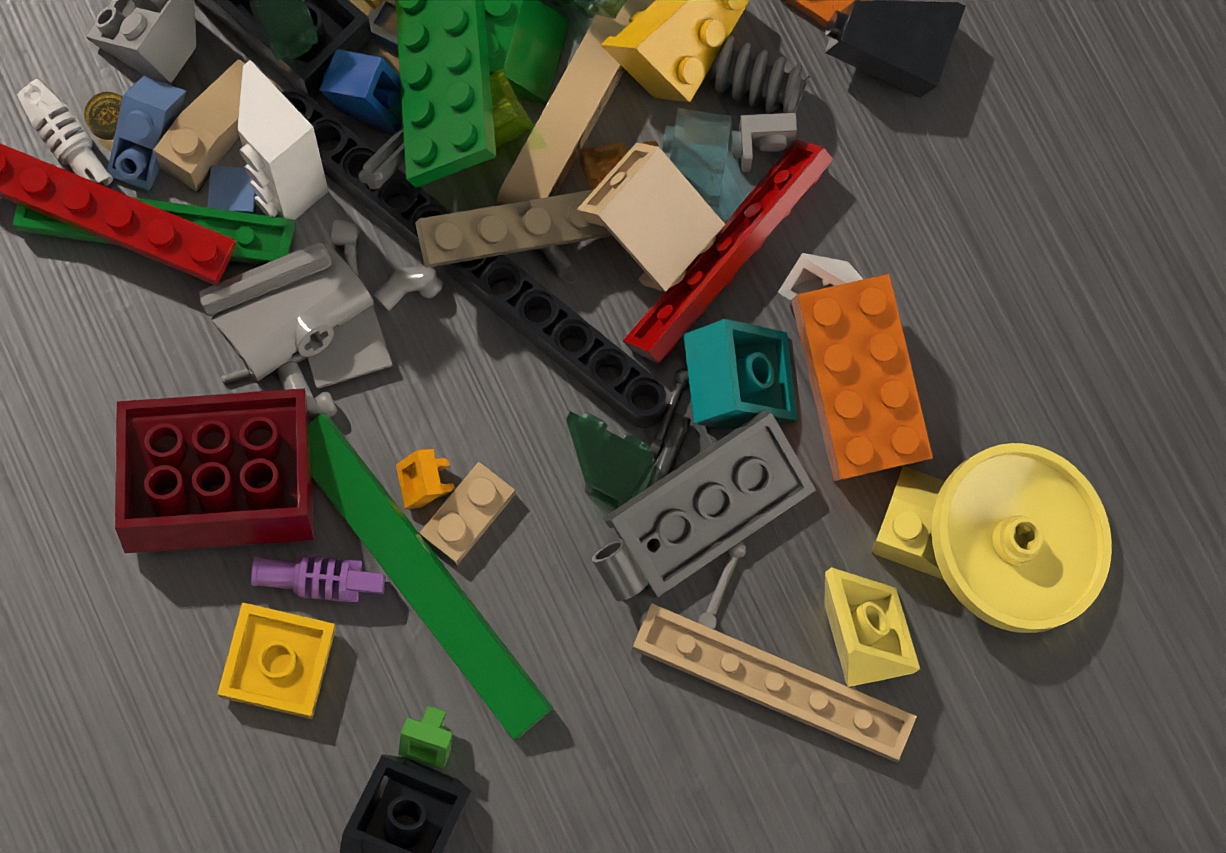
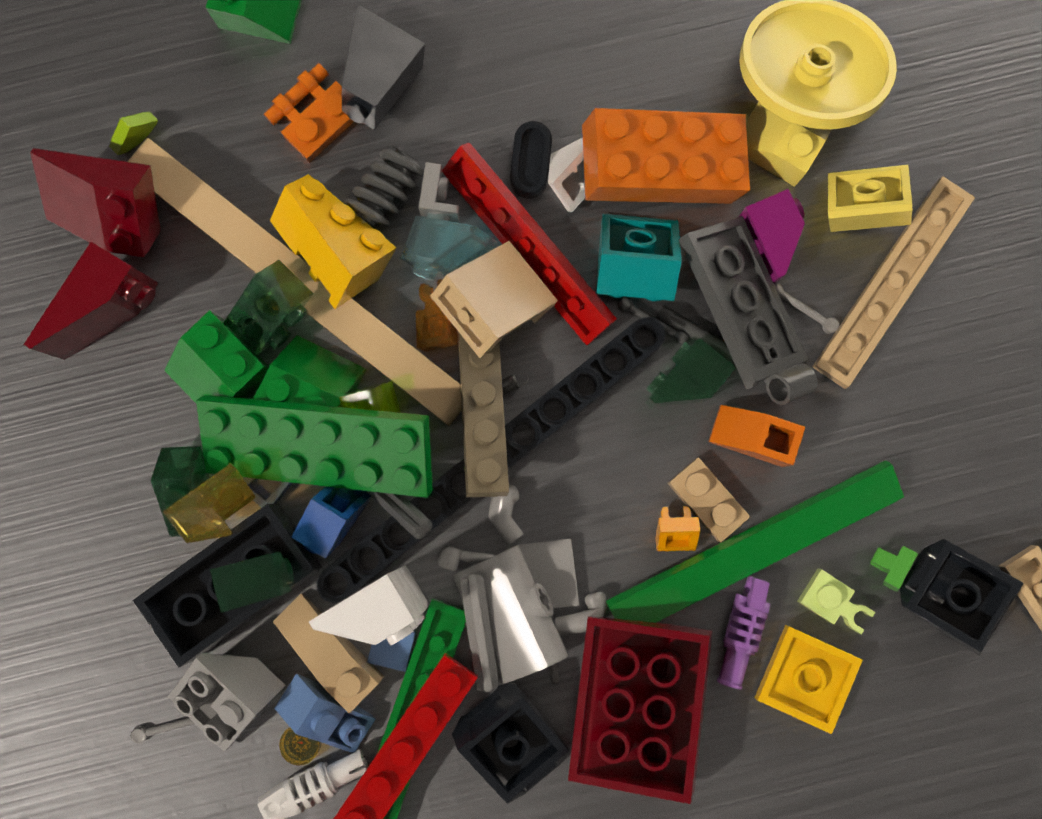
camera: 75 degrees left, 10 degrees up
(145, 336) = (509, 742): none -> black slope
(376, 675) = (831, 600): none -> yellowish green plate
(551, 548) = (757, 435): none -> orange slope
(804, 529) = (776, 229): none -> magenta slope
(834, 236) = (530, 159): none -> black tile

